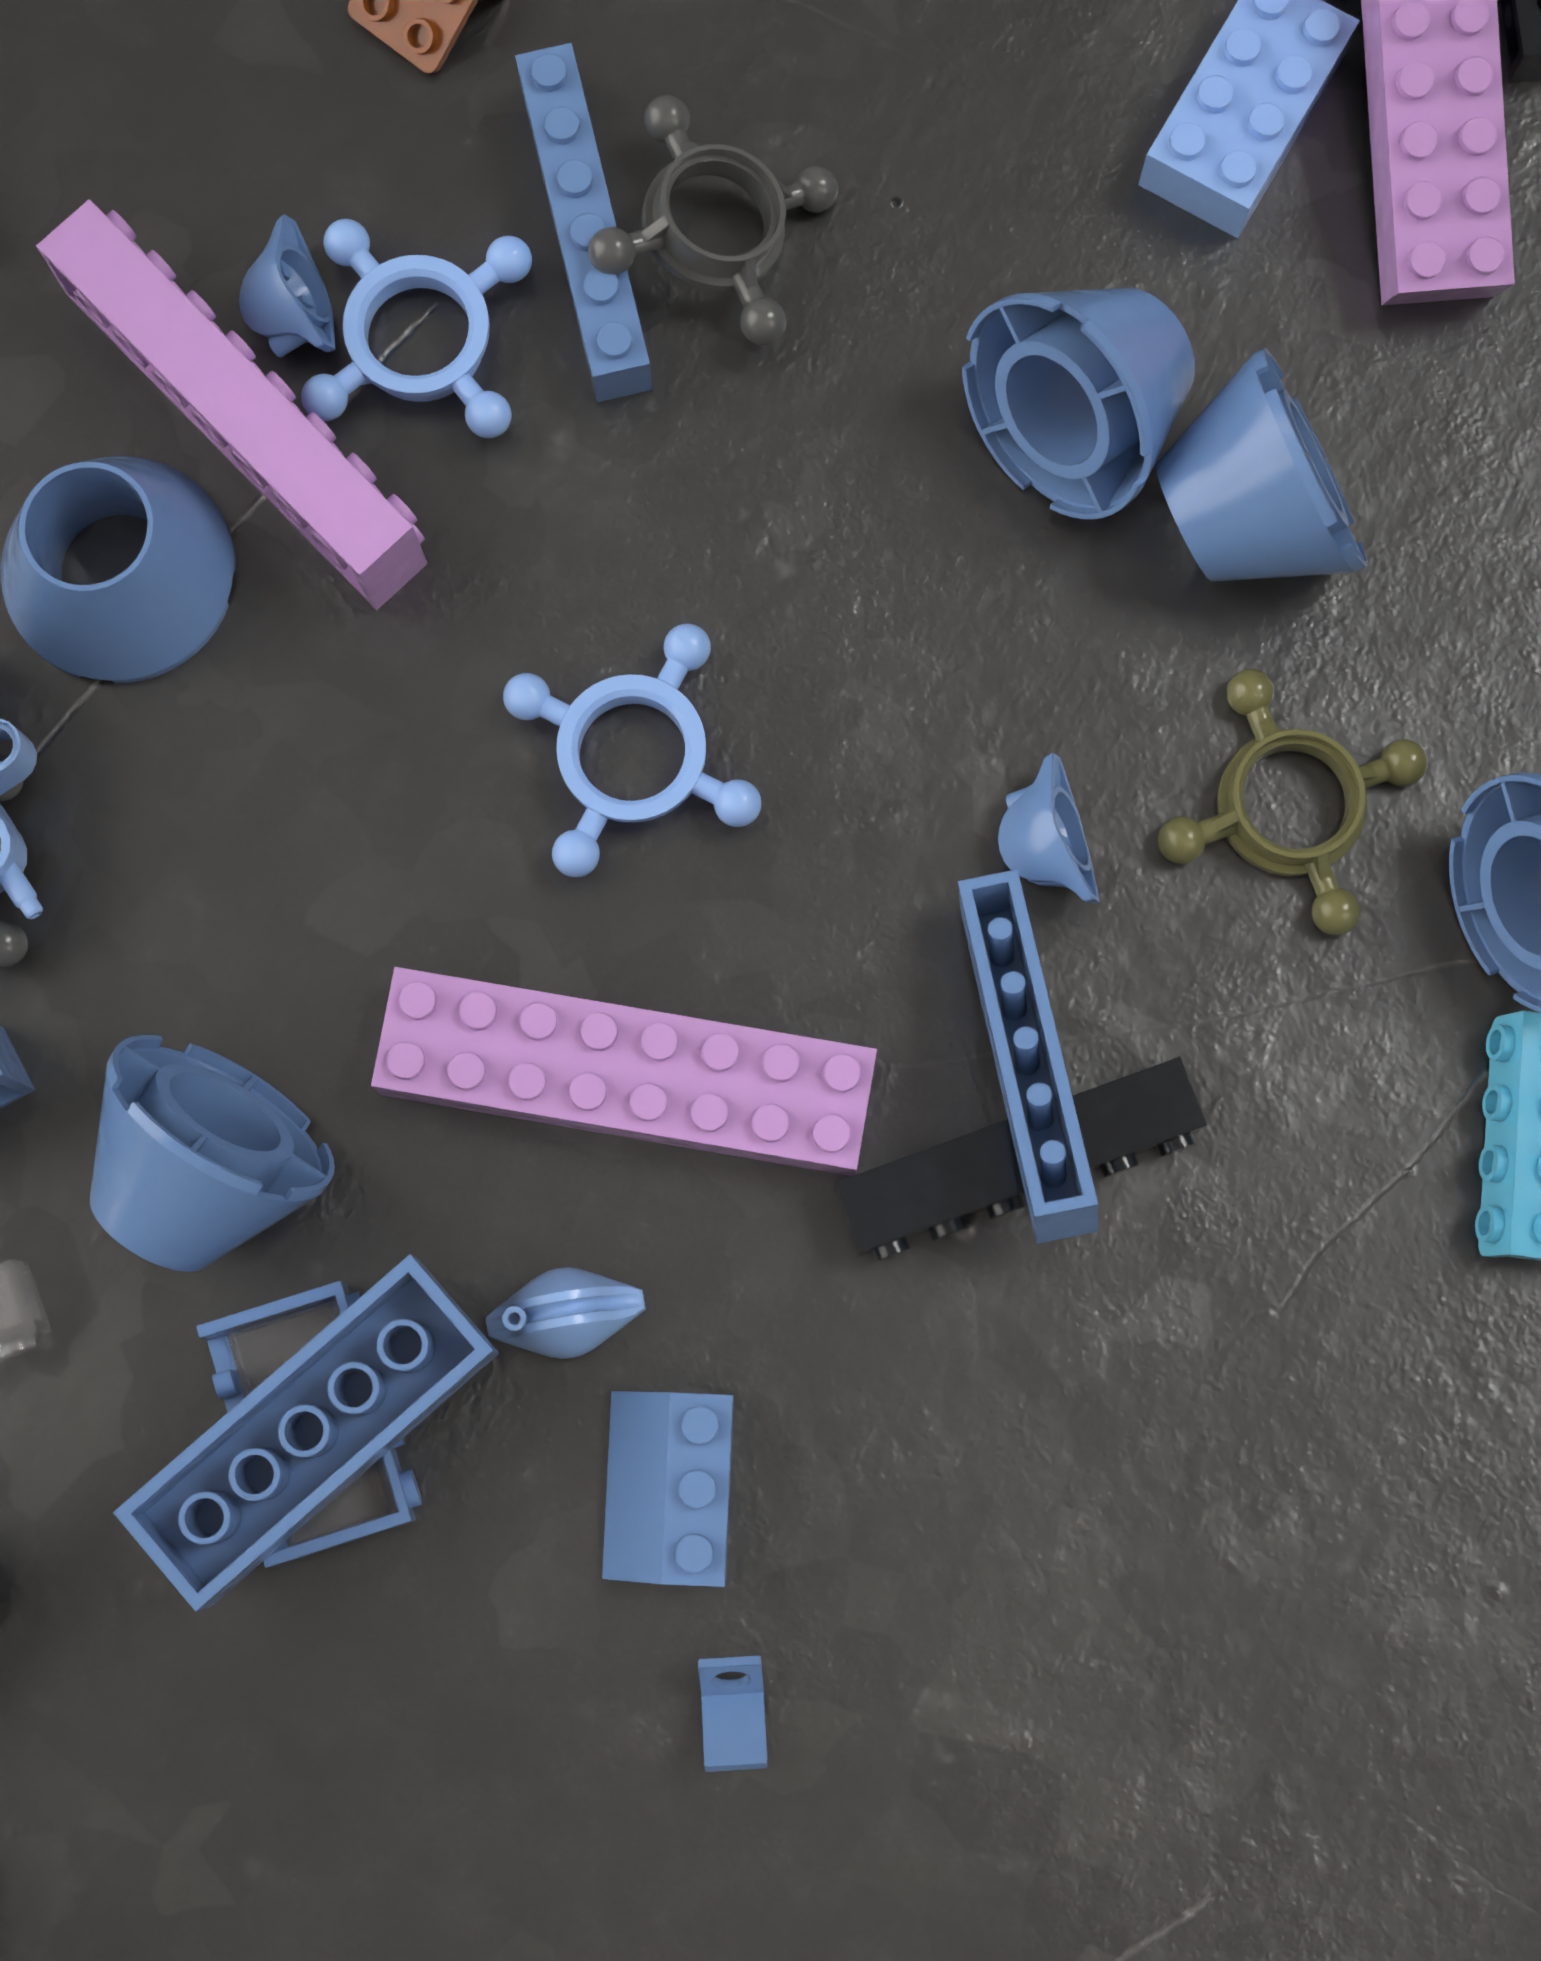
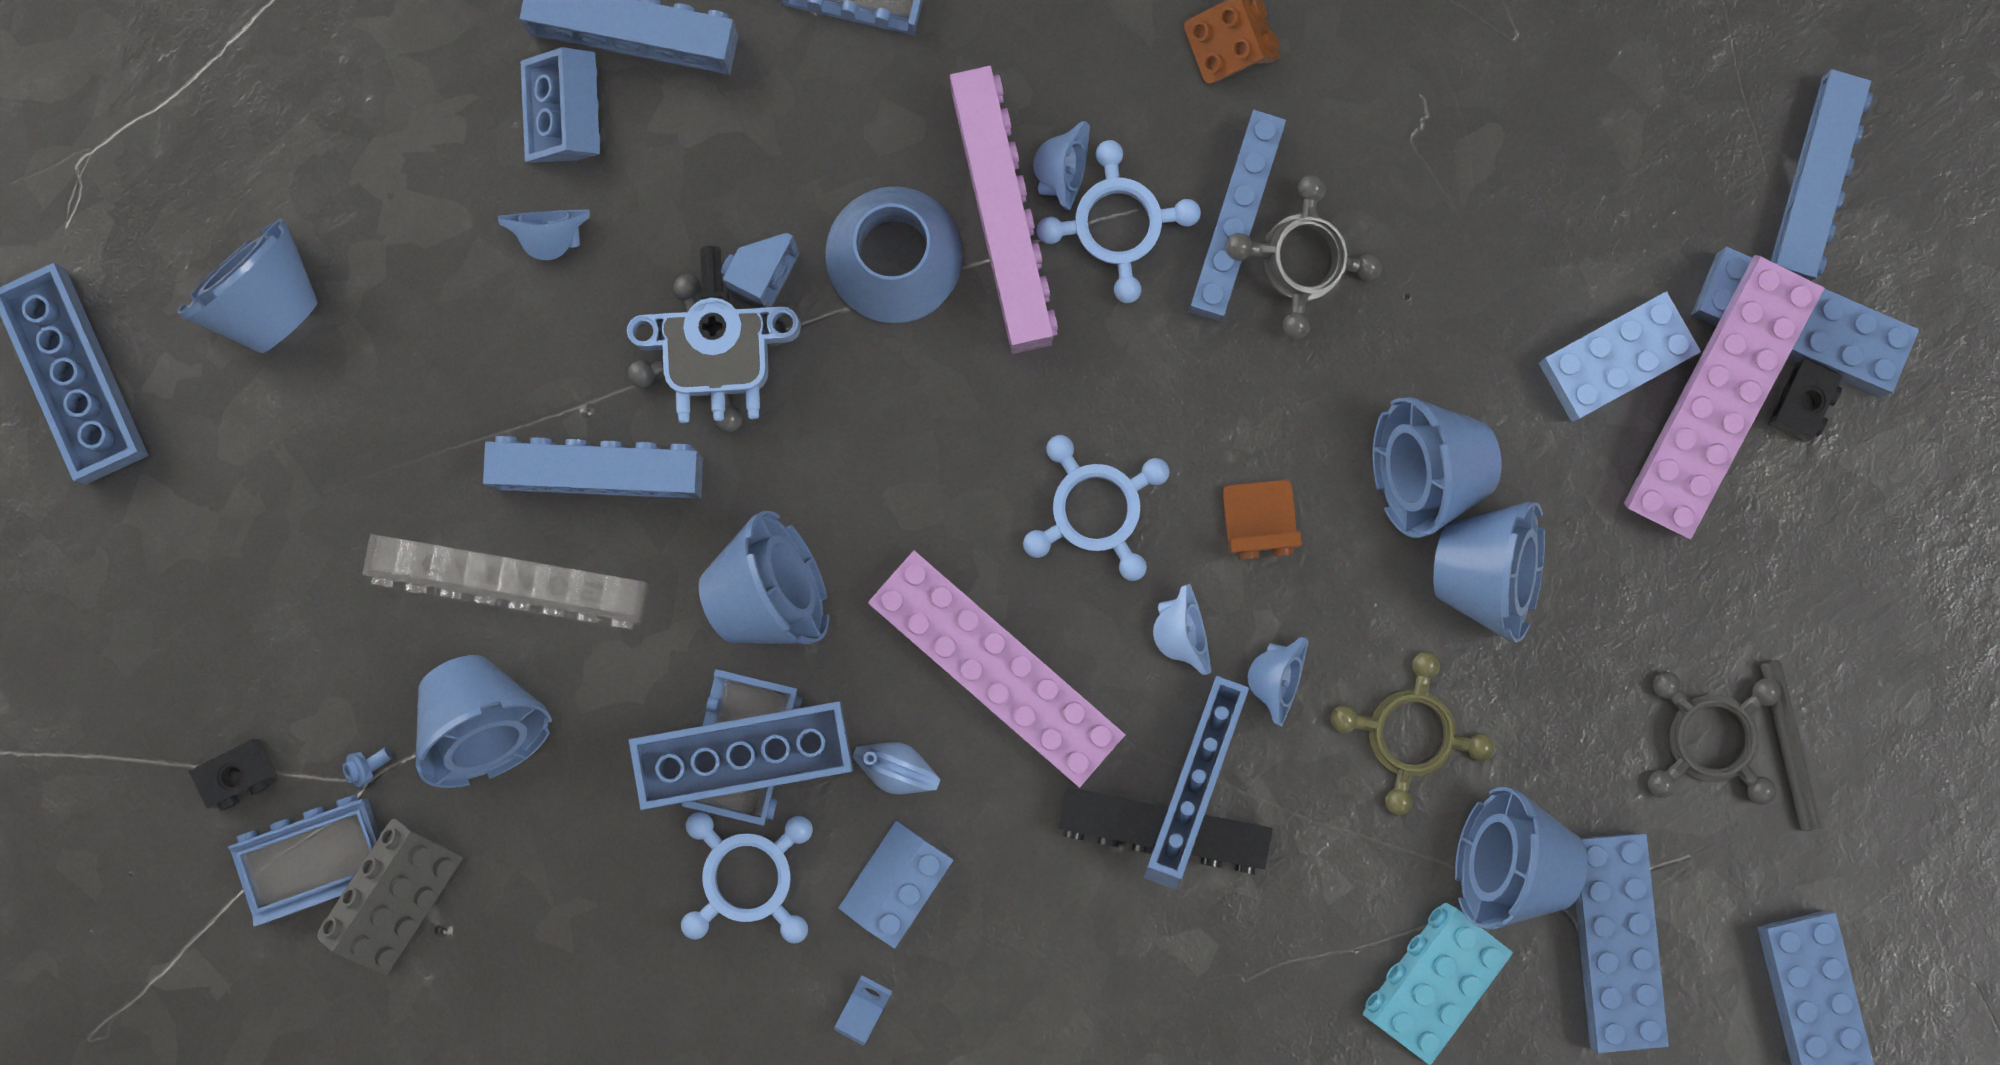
camera: 30 degrees right, 5 degrees up
(316, 1582) = (696, 924): none -> light blue piece
(863, 854) = (1181, 631): none -> light blue hat
(882, 626) = (1260, 519): none -> dark orange bracket

